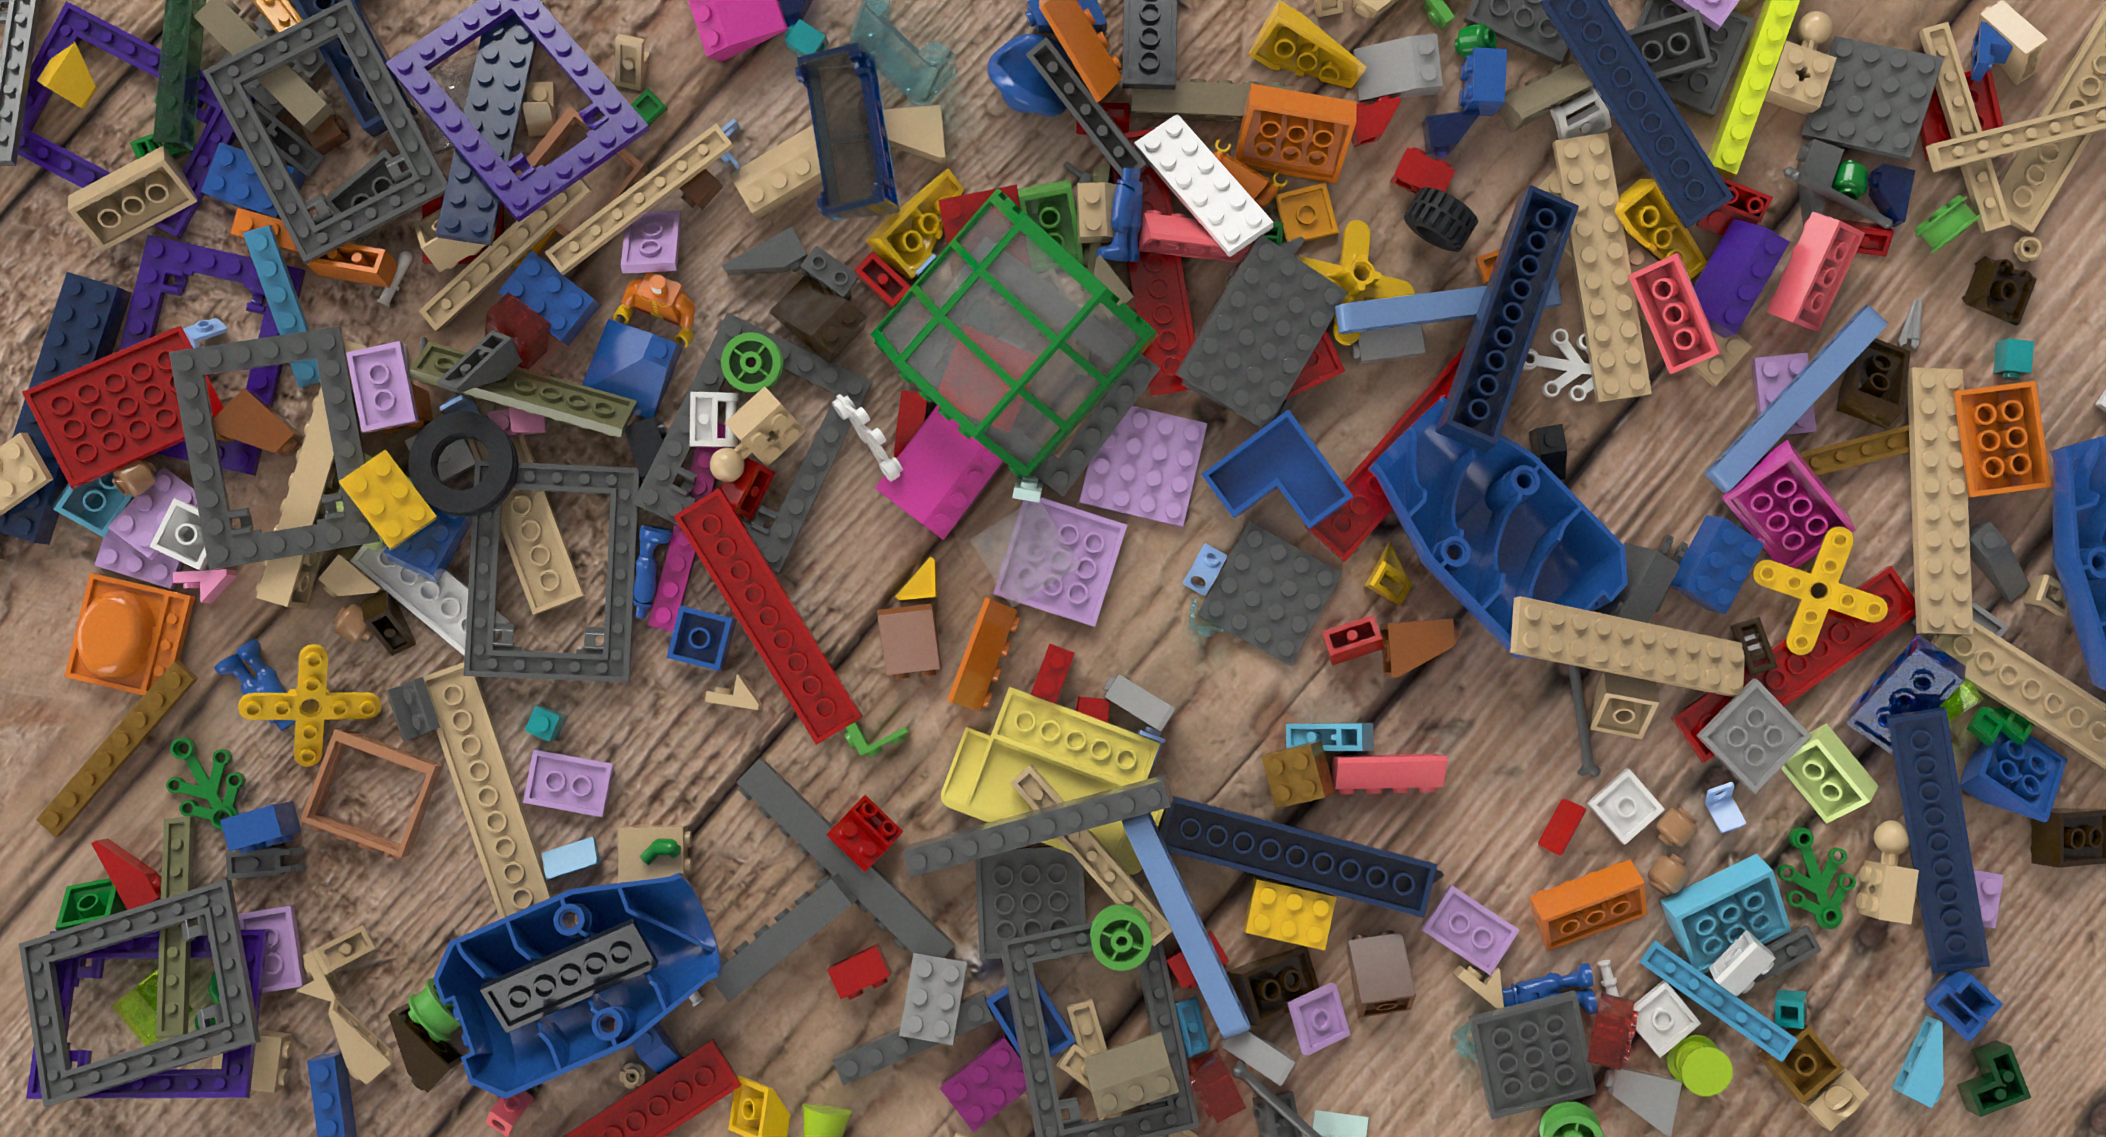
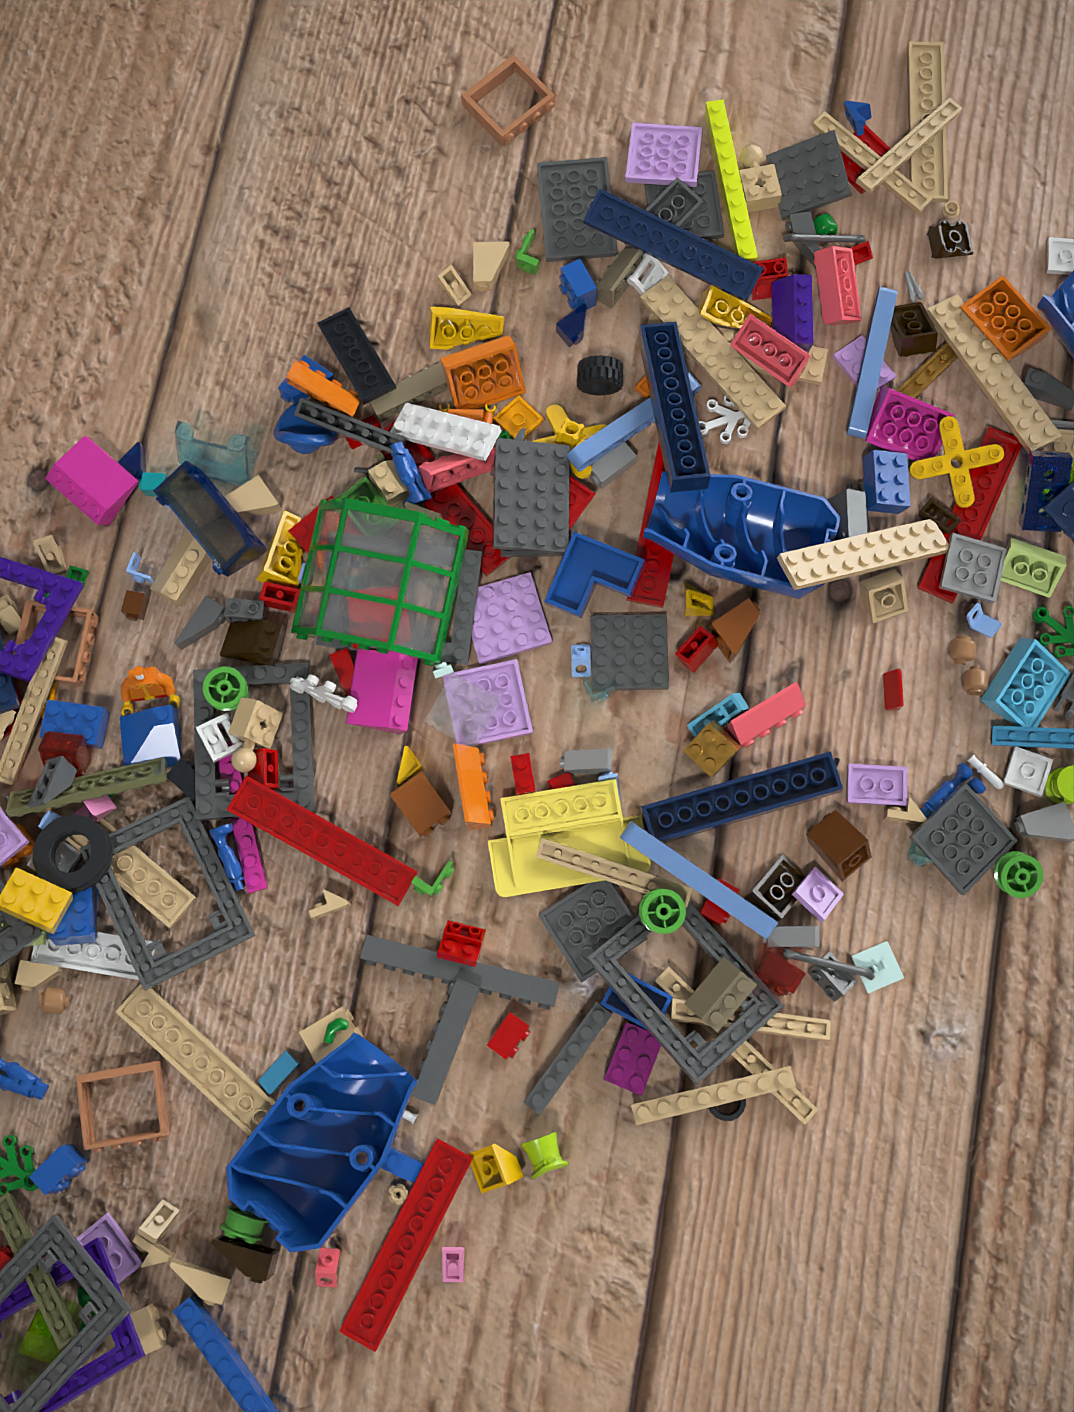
camera: 25 degrees left, 10 degrees down
(262, 862) = (72, 1195): dark grey hinge -> none
(309, 715) = (55, 1078): yellow piece -> none
(387, 622) = (76, 987): dark brown slope -> none
(413, 709) = (122, 1033): dark grey bracket -> none
(545, 723) = (214, 992): teal brick -> none
(568, 783) = (250, 1023): lavender plate -> none
(569, 975) = (318, 1143): plate -> none
(639, 199) = (99, 631): tan plate -> none
(652, 243) = (121, 653): lavender plate -> none
(701, 638) = (287, 879): blue brick -> none
(933, 999) = (566, 1022): light grey plate -> none
(1038, 825) = (568, 872): dark grey brick -> none
(1192, 1027) = (742, 947): dark azure slope -> none
(1289, 913) = (759, 839): yellow brick -> none
(1373, 119) = (526, 344): red slope -> none
(1400, 68) = (525, 307): light grey slope -> none
(1419, 171) = (569, 356): red brick -> none
(1474, 36) = (555, 265): green head -> none
(1550, 447) = (744, 466): black slope -> none
(1588, 765) = (886, 645): dark grey piece -> none
(1589, 904) = (939, 727): orange slope -> none
(1612, 1032) = (1001, 793): clear red brick -> none
(1625, 806) = (923, 655): white plate -> none
(1742, 964) = (1054, 706): white slope -> none
(1891, 191) = (852, 219): clear blue slope -> none
(1946, 223) = (895, 219): bright green wheel -> none
(2013, 358) = (982, 272): teal brick -> none
(2026, 40) = (877, 98): slope -> none

